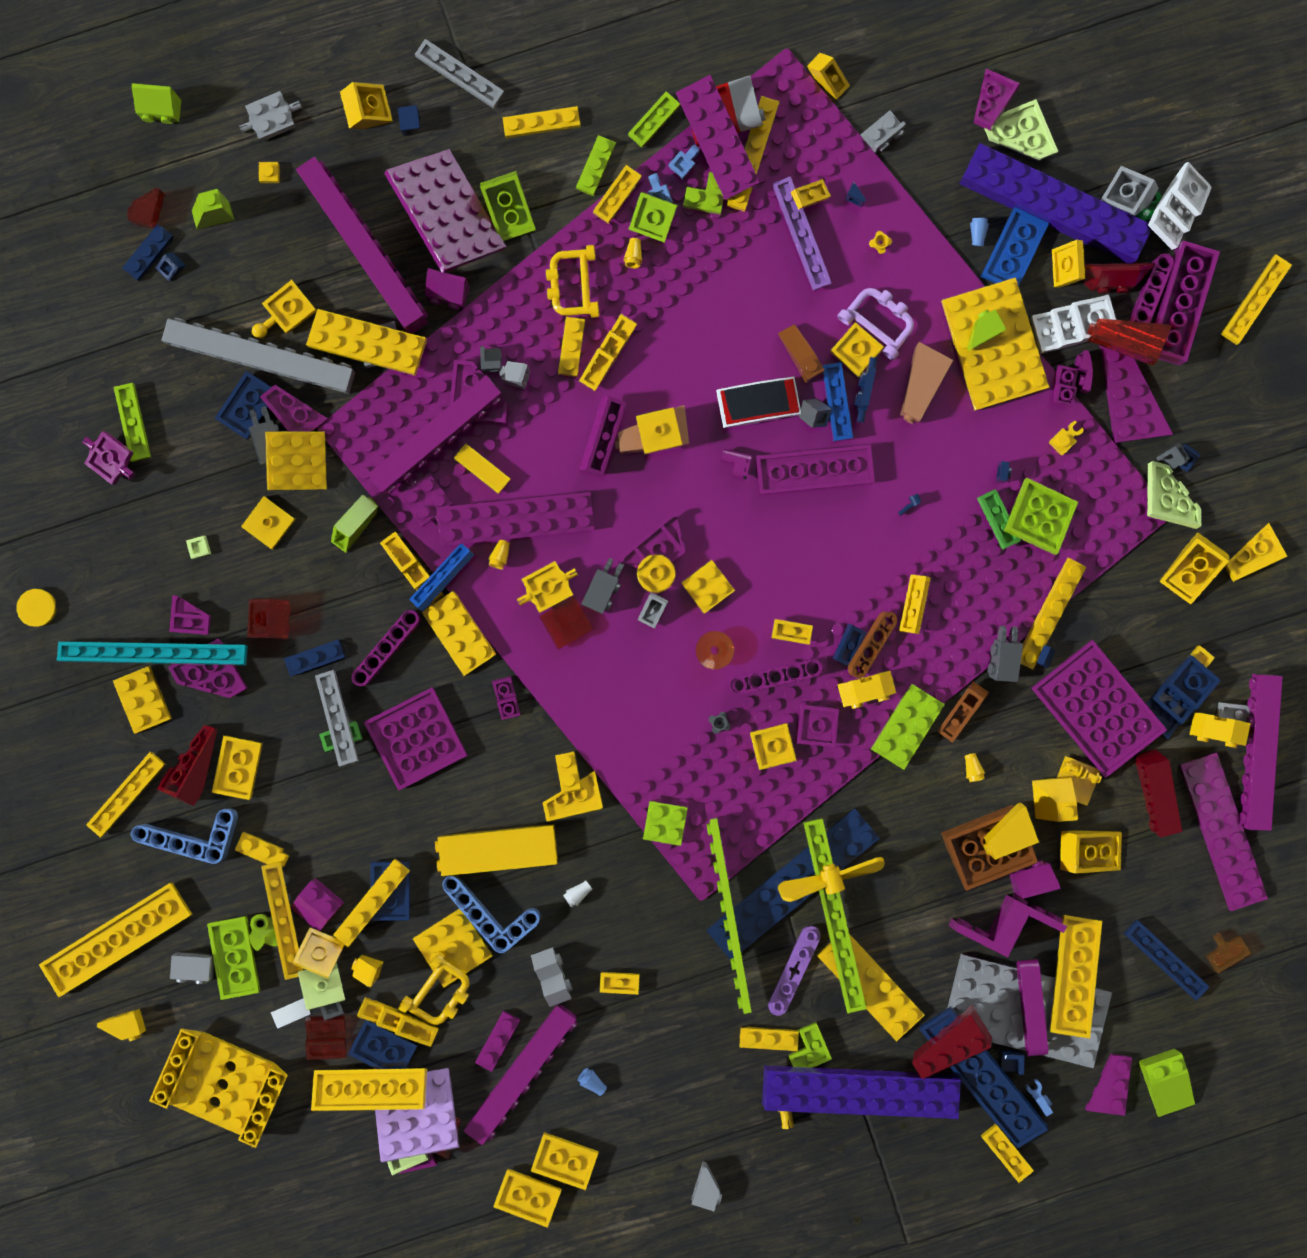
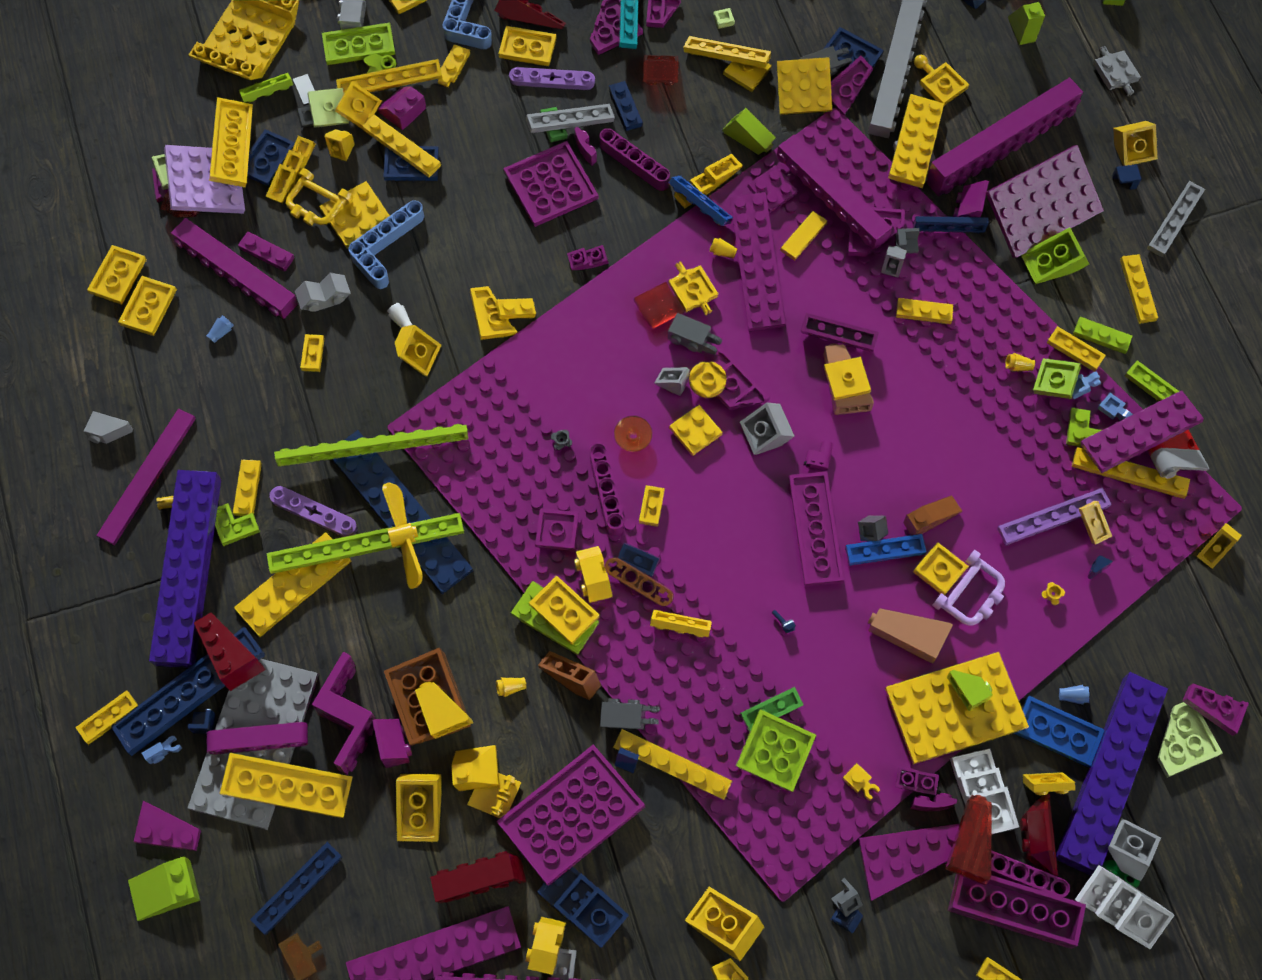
camera: 85 degrees right, 20 degrees down
(249, 544) = (727, 51): none -> yellow plate
(269, 172) = (1065, 69): yellow plate -> none
(278, 759) = (562, 78): none -> medium lavender piece
(292, 1057) = (266, 87): none -> lime plate
(325, 1038) = (280, 114): clear red slope -> none
(364, 704) = (584, 146): none -> magenta slope
(459, 633) = (648, 218): yellow plate -> none
(471, 313) = (950, 224): none -> dark blue tile
(496, 850) = (445, 249): yellow brick -> none
(552, 275) = (974, 295): yellow bar -> none
(608, 352) = (921, 342): yellow slope -> none
(617, 875) = (417, 348): none -> yellow slope
(665, 823) = (464, 391): lime plate -> none
(708, 514) = (767, 428): none -> light grey slope
(756, 1141) = (146, 477): none -> magenta tile
(758, 402) = (881, 474): black slope -> none
(773, 746) = (537, 488): yellow plate -> none
(866, 383) = (900, 572): dark blue plate -> none
(883, 132) = (1167, 600): light grey bracket -> none
(906, 717) = (564, 609): none -> yellow plate
(1003, 472) = (821, 713): dark blue plate -> none
(1170, 499) = (800, 895): yellowish green plate -> none
(1202, 656) = (626, 930): yellow plate -> none

